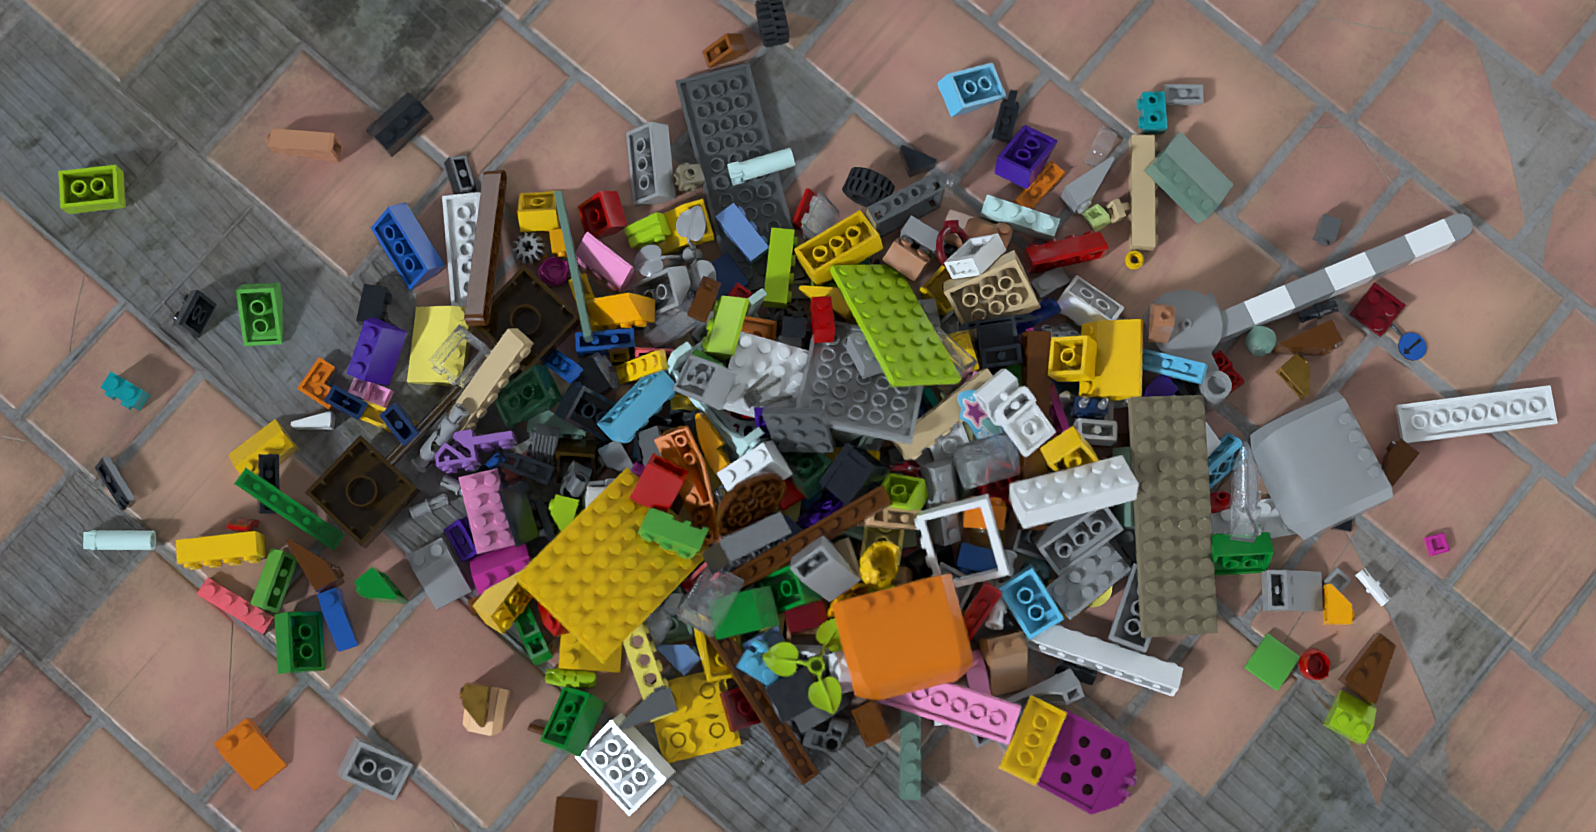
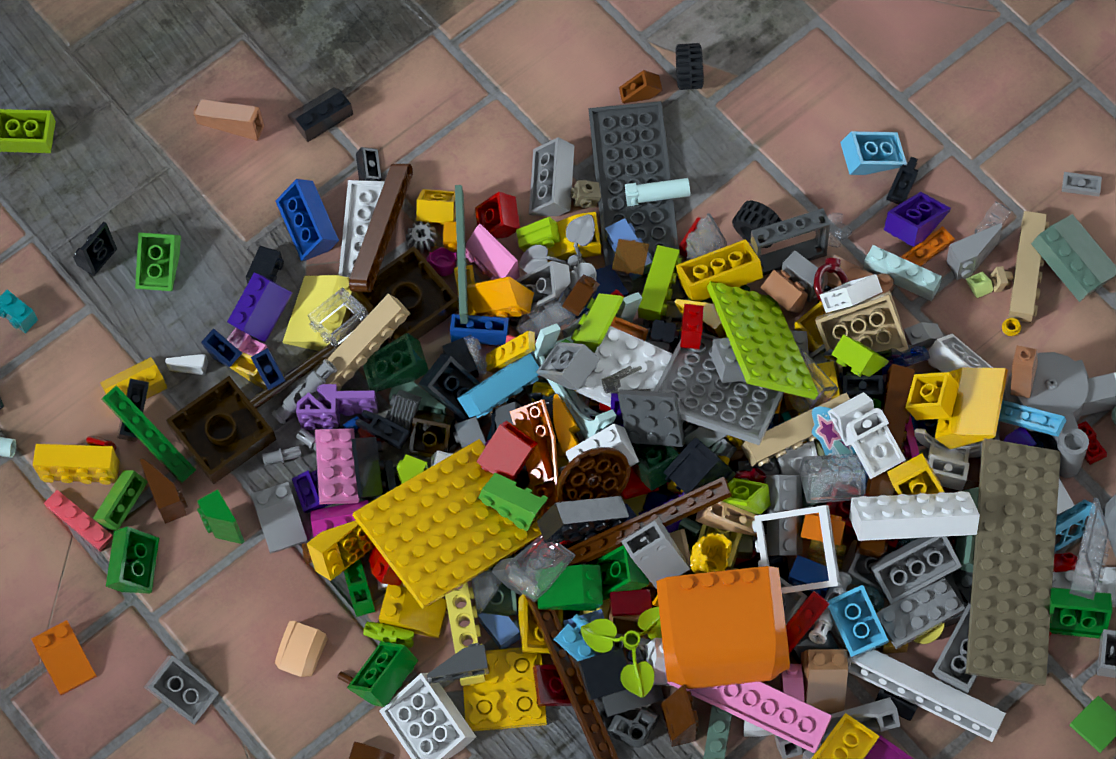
camera: 15 degrees right, 15 degrees down
(315, 382) = (196, 329): orange plate -> none
(338, 618) = (173, 545): blue slope -> none
(476, 701) = (293, 635): pearl gold slope -> none
(563, 366) = (435, 343): blue plate -> none
(575, 480) = (428, 446): dark grey piece -> none
(620, 355) = (490, 340): dark brown slope -> none
(746, 245) = (630, 256): none -> clear orange piece
(915, 161) = (806, 204): black slope -> none
(994, 328) = (858, 356): none -> lime slope
(1065, 252) = (943, 309): red slope -> none
(1089, 408) = (943, 446): dark blue piece -> none
(1152, 112) = (1048, 195): teal brick -> none

